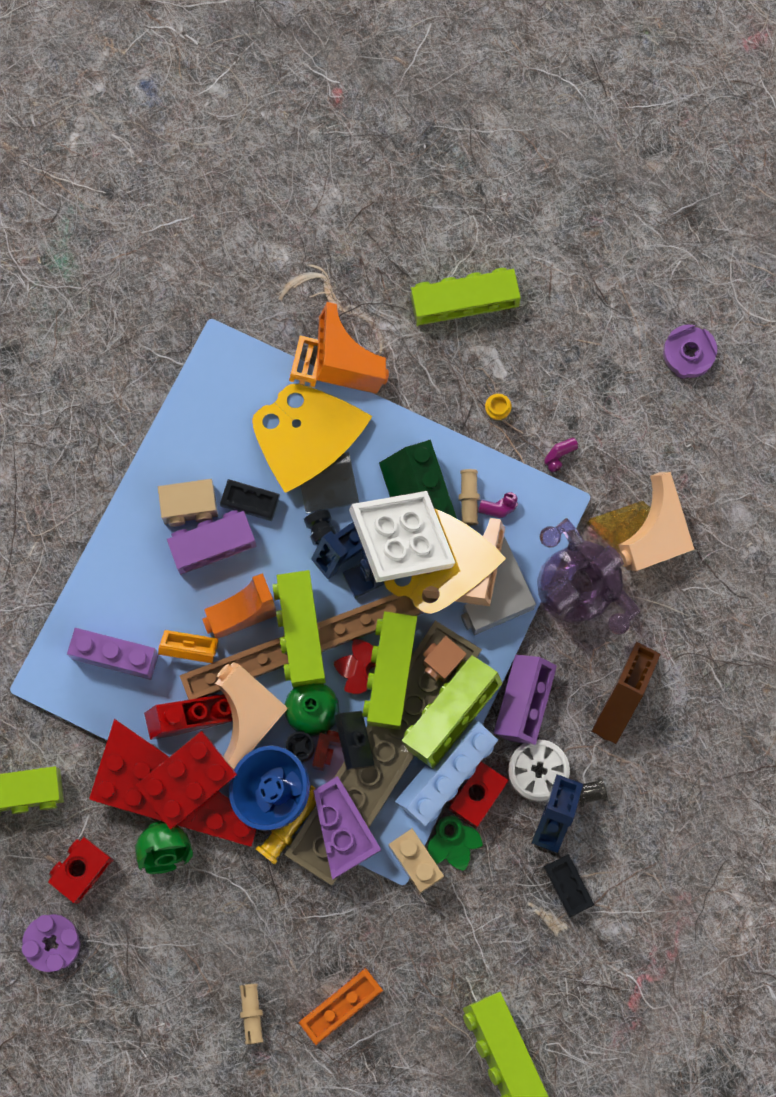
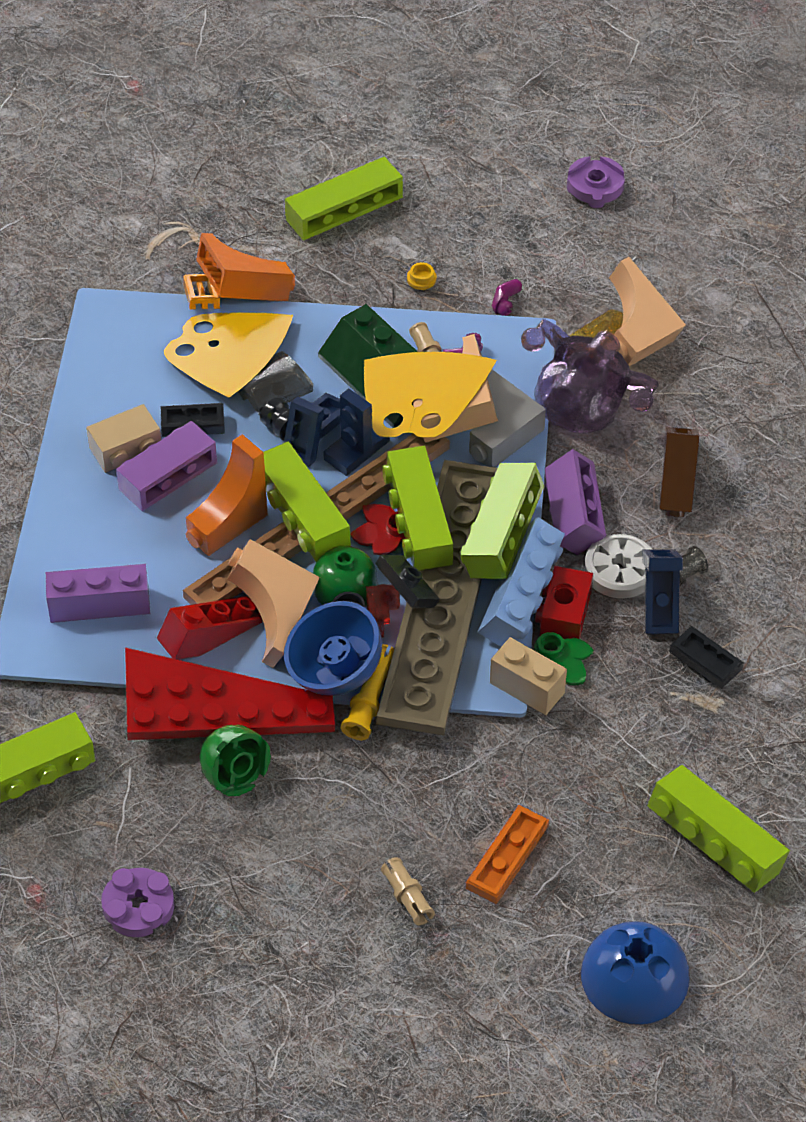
camera: 20 degrees left, 25 degrees down
(95, 861) = (143, 832): red brick -> none
(186, 780) = (234, 671): red plate -> none
(188, 646) = (181, 563): light orange tile -> none
(343, 828) = (433, 664): medium lavender wing -> none
(401, 536) = (377, 371): white plate -> none
(443, 659) = (470, 480): nougat brick -> none

